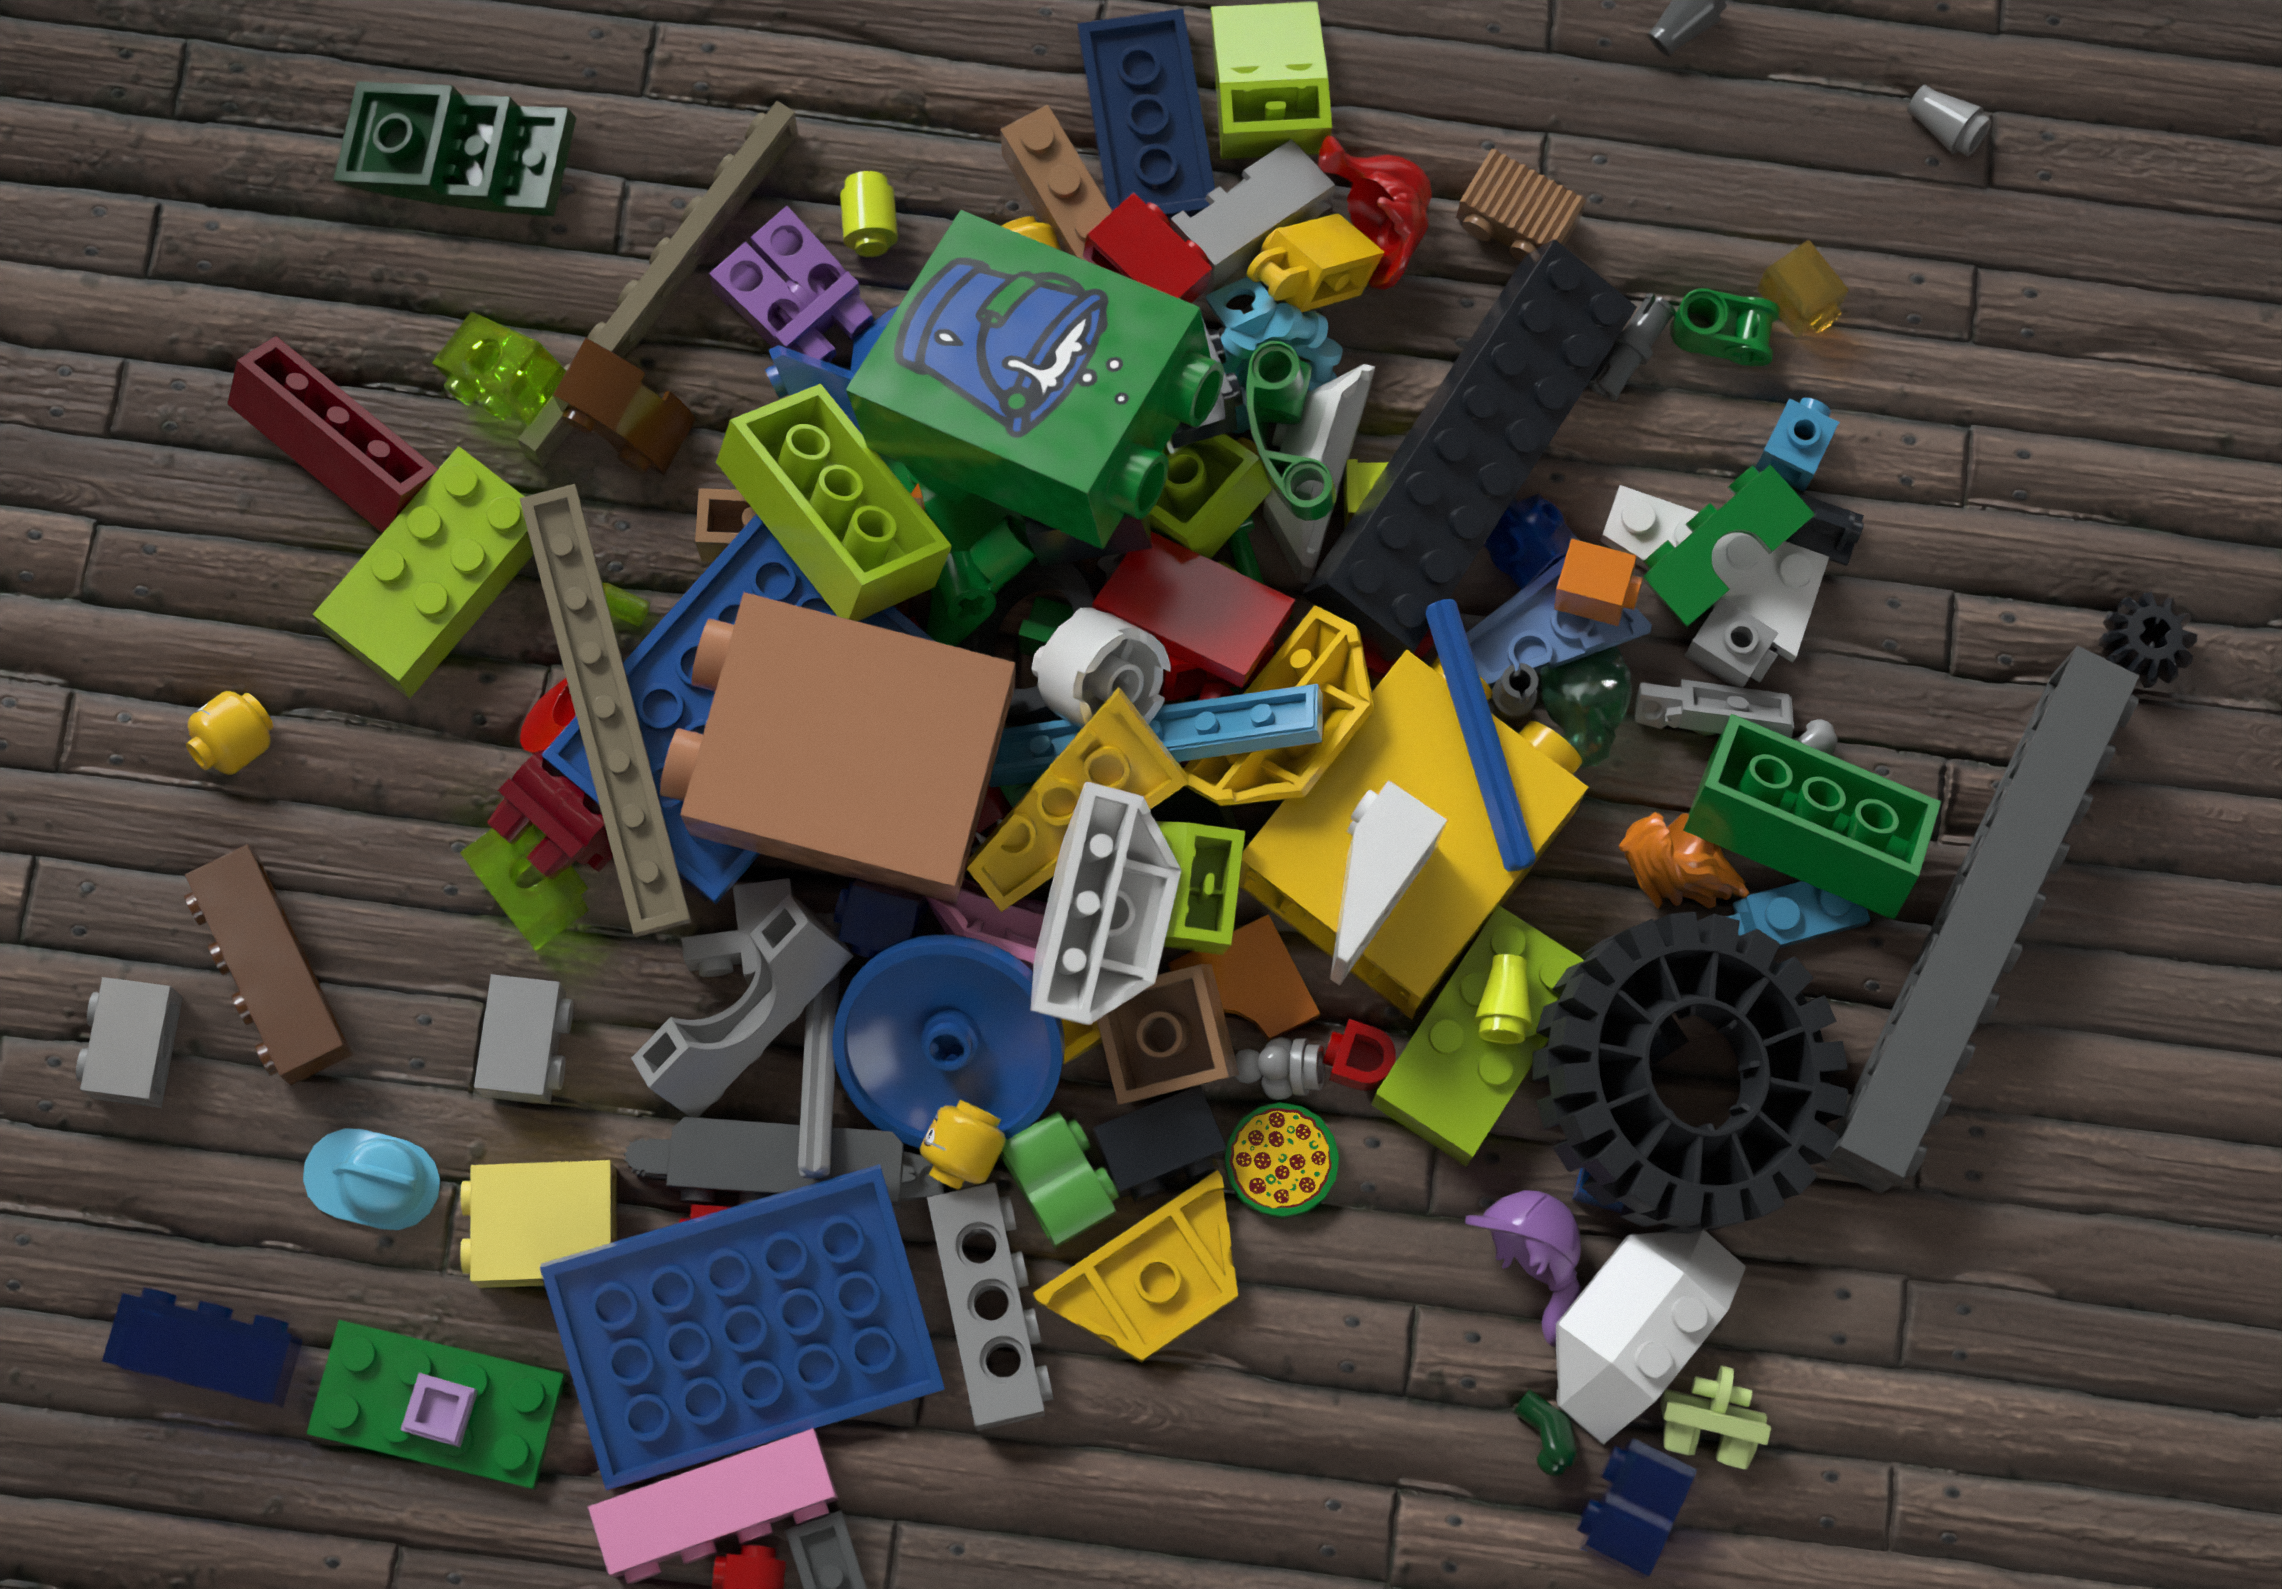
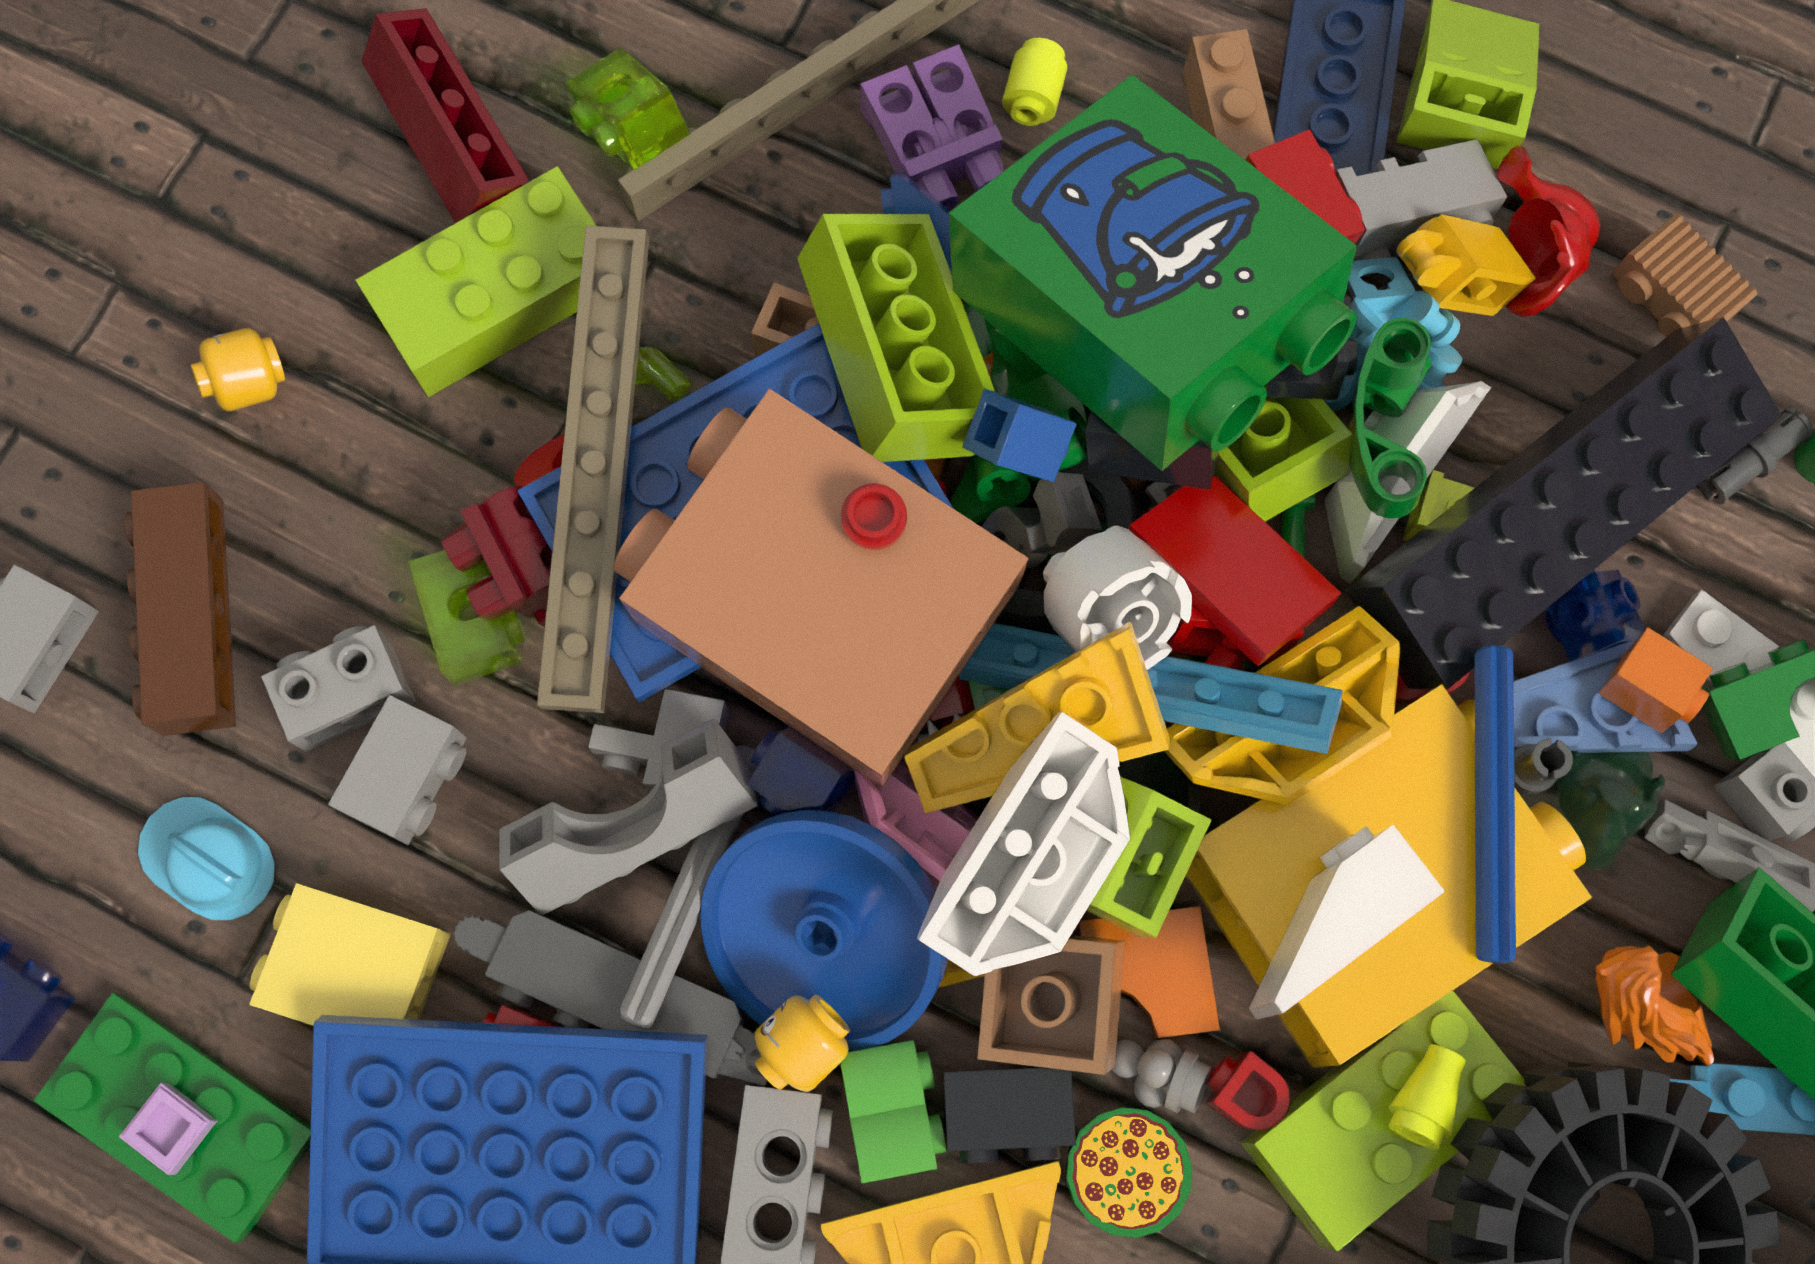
camera: 20 degrees right, 0 degrees up
(434, 986) = (336, 687): none -> light grey brick
(609, 397) = (719, 166): reddish brown brick -> none
(872, 672) = (874, 516): none -> red plate
(970, 558) = (1019, 435): none -> blue brick
(1029, 623) = (1059, 523): none -> flat silver leg

